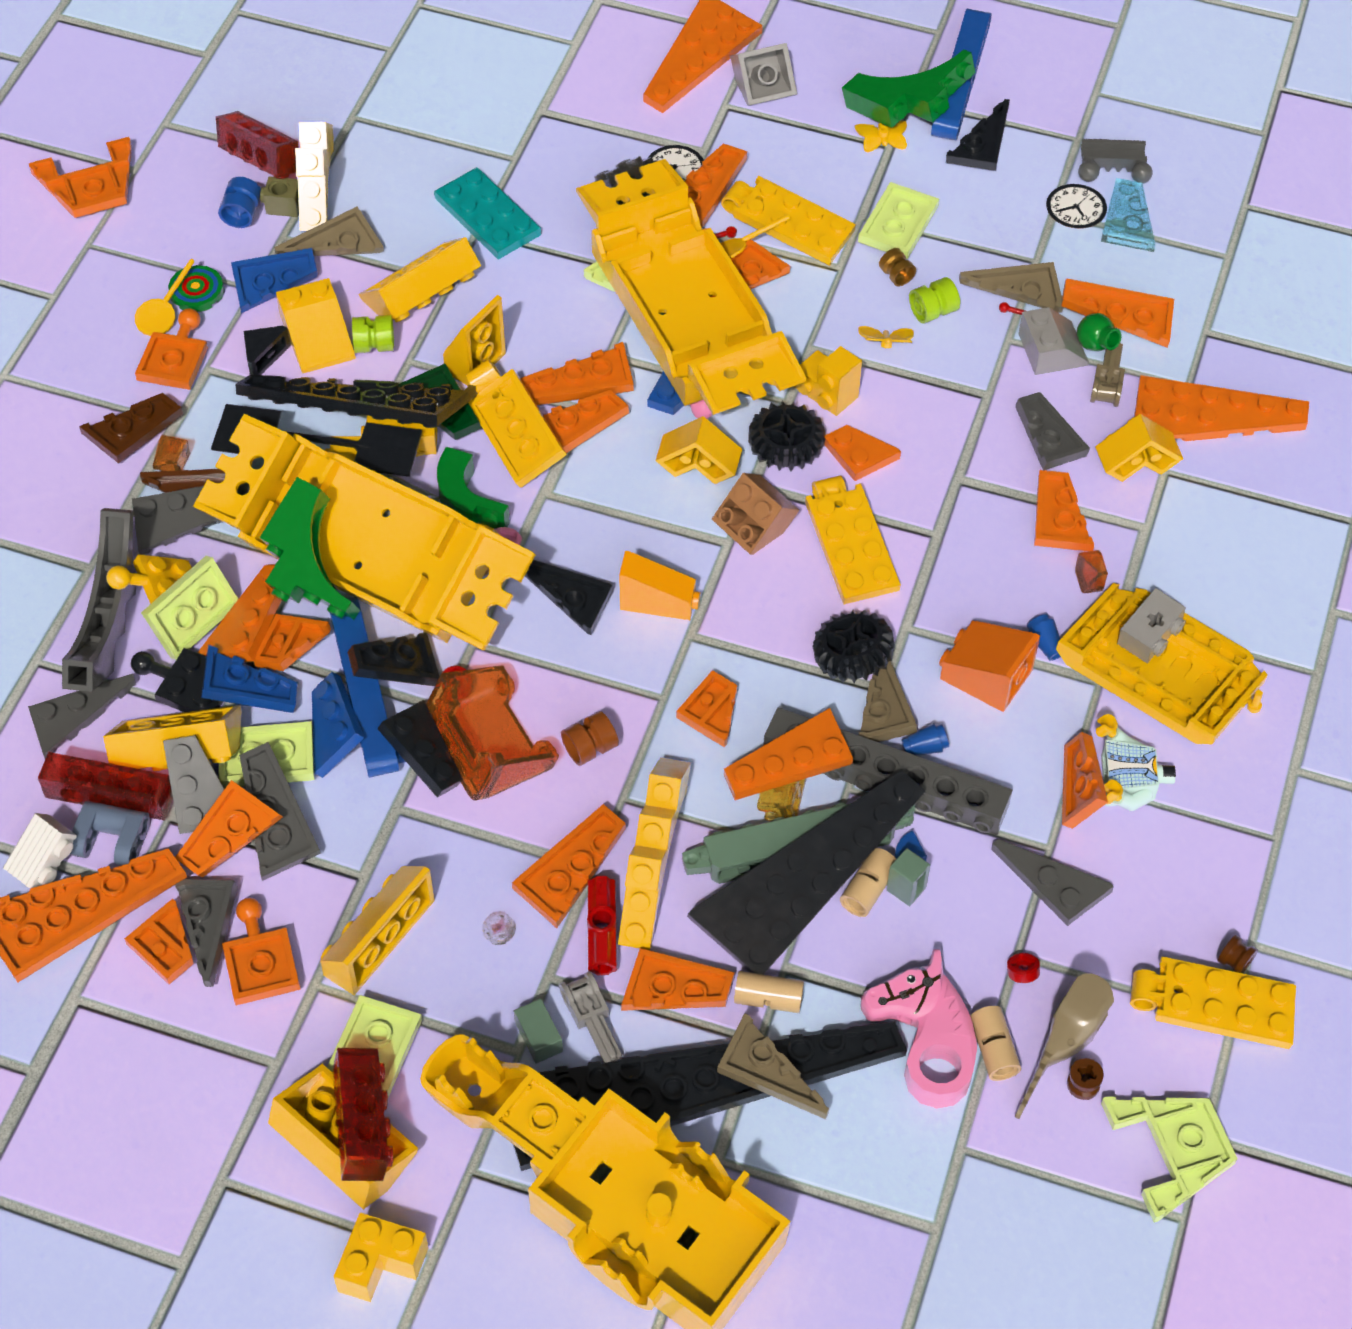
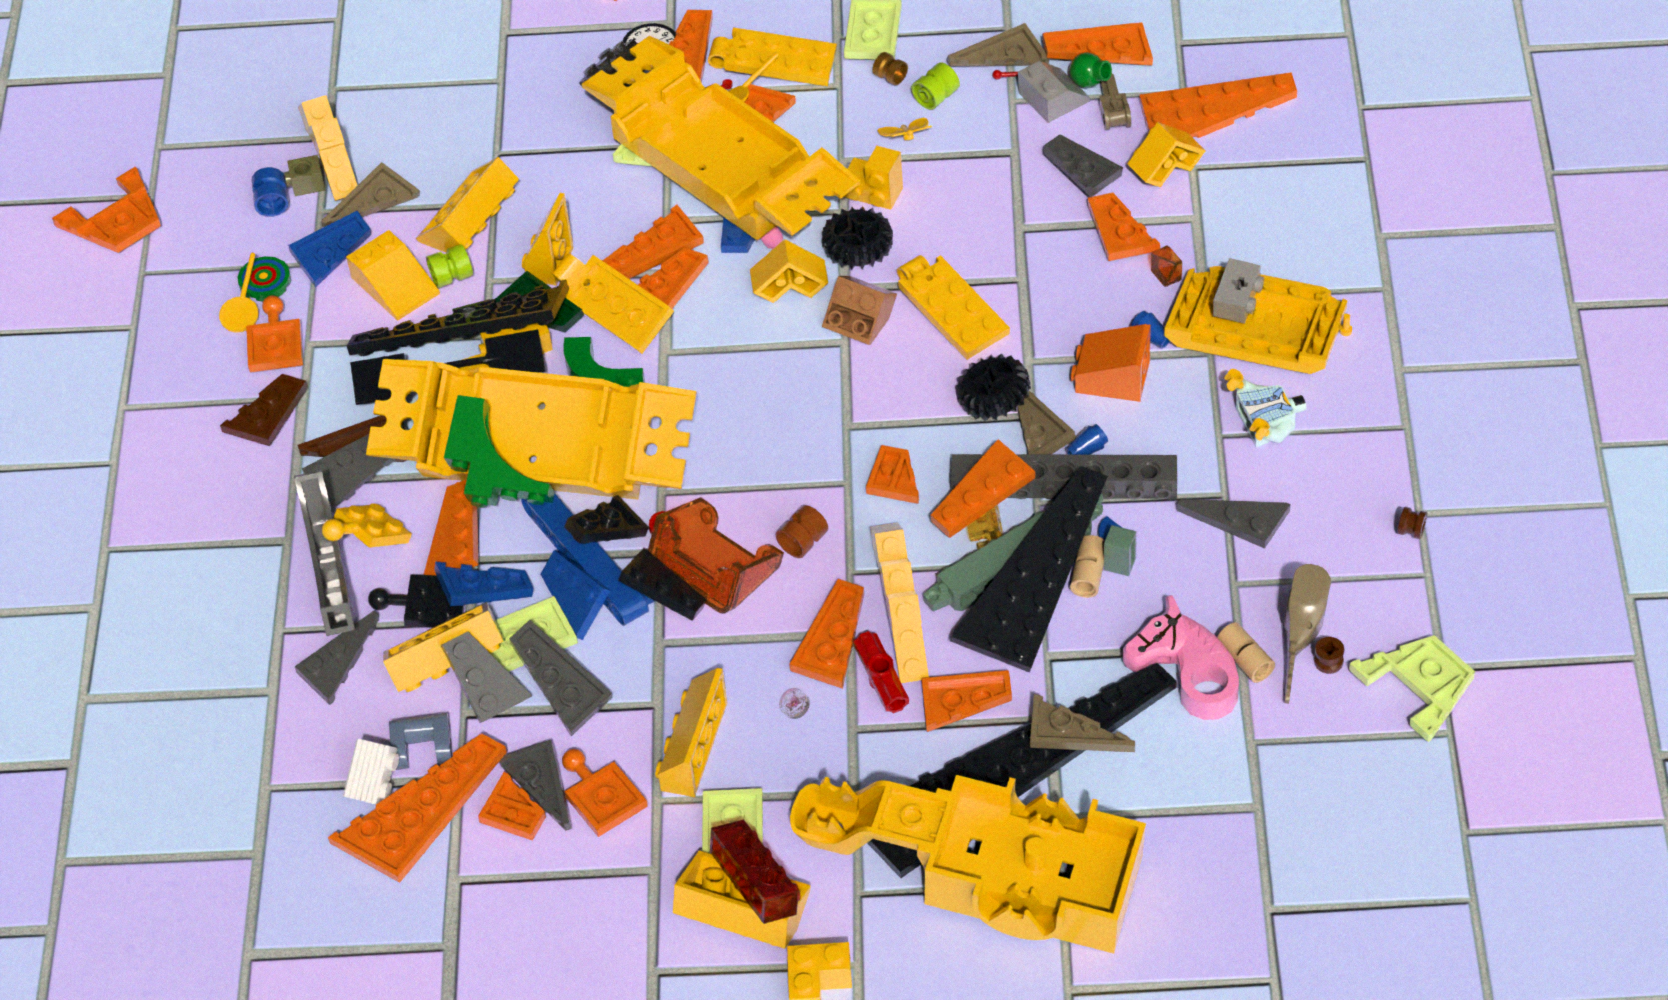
camera: 15 degrees left, 5 degrees down
(84, 780) = (376, 705): clear red brick -> none
(171, 454) = (314, 422): clear orange slope -> none
(190, 607) = (403, 538): yellowish green plate -> none
(225, 829) = (525, 700): orange wing -> none
(257, 144) = (264, 135): clear red brick -> none
(265, 347) = (354, 307): black slope -> none
(288, 640) = (501, 538): orange wing -> none
(487, 213) = (499, 133): teal plate -> none
(538, 1031) = (864, 766): sand green piece -> none
(575, 594) = (731, 423): black wing -> none
(590, 1011) = (900, 739): light grey connector -> none
(656, 589) = (803, 395): light orange slope -> none
(769, 990) = (1044, 675): tan pin -> none
(860, 452) = (925, 232): orange wing -> none
(1023, 968) = (1243, 589): red tile -> none
(1082, 781) = (1231, 431): orange wing -> none
(1217, 1001) = (1410, 562): yellow hinge -> none

